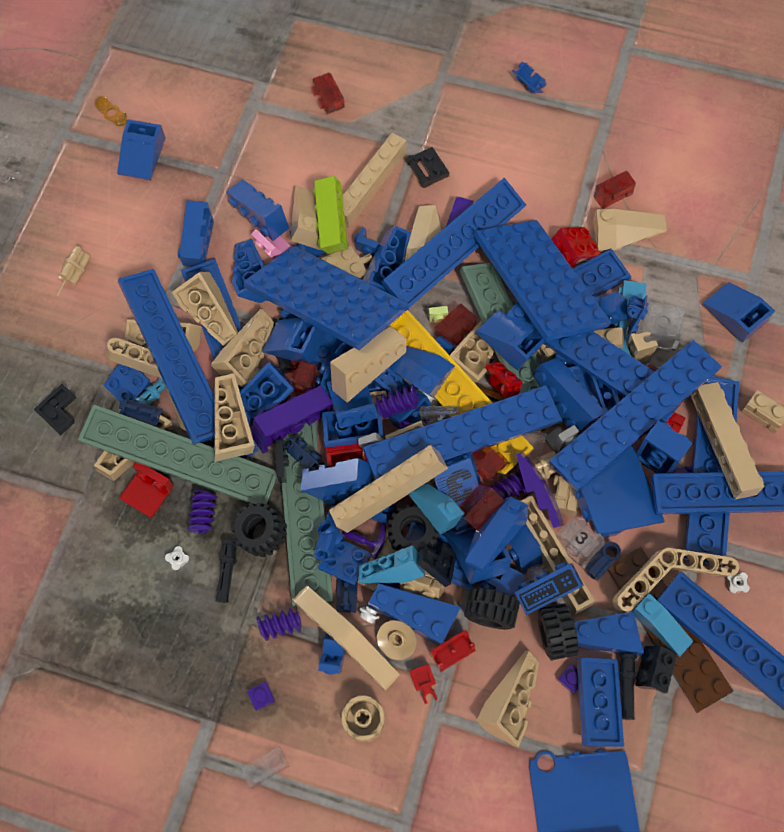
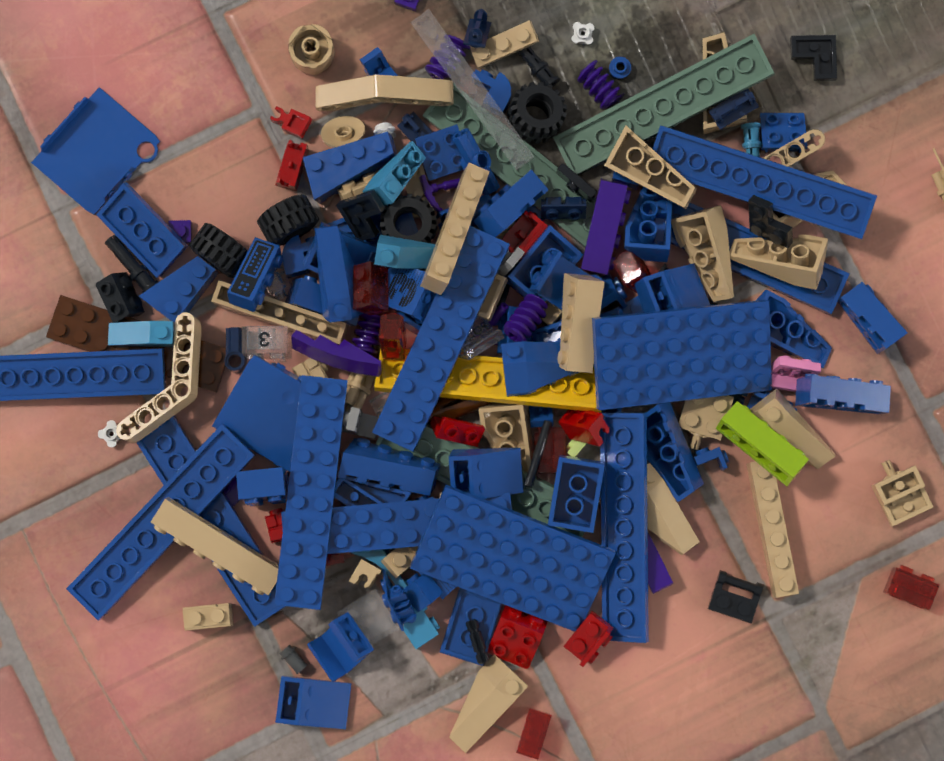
camera: 135 degrees right, 15 degrees up
(146, 490) = (664, 58): red bracket -> none
(182, 517) = (617, 73): none -> blue plate
(196, 333) = (763, 224): none -> black plate
(233, 596) = (505, 44): none -> tan plate
(241, 622) = (477, 30): none -> dark blue hinge
(267, 569) = (498, 88): none -> blue brick
(281, 140) = (901, 494): none -> tan plate
(285, 578) = (472, 89): none -> clear brick
(423, 310) = (584, 426): none -> red hinge
(467, 276) = (576, 493): none -> blue brick
(467, 323) = (538, 453): none -> black bar
(507, 706) = (210, 161): tan wedge -> none
(534, 208) = (588, 638): none -> red bracket
(603, 260) = (477, 641): none -> black axle
(693, 322) = (340, 647): none -> blue panel
(728, 345) = (293, 659): none -> dark grey pin

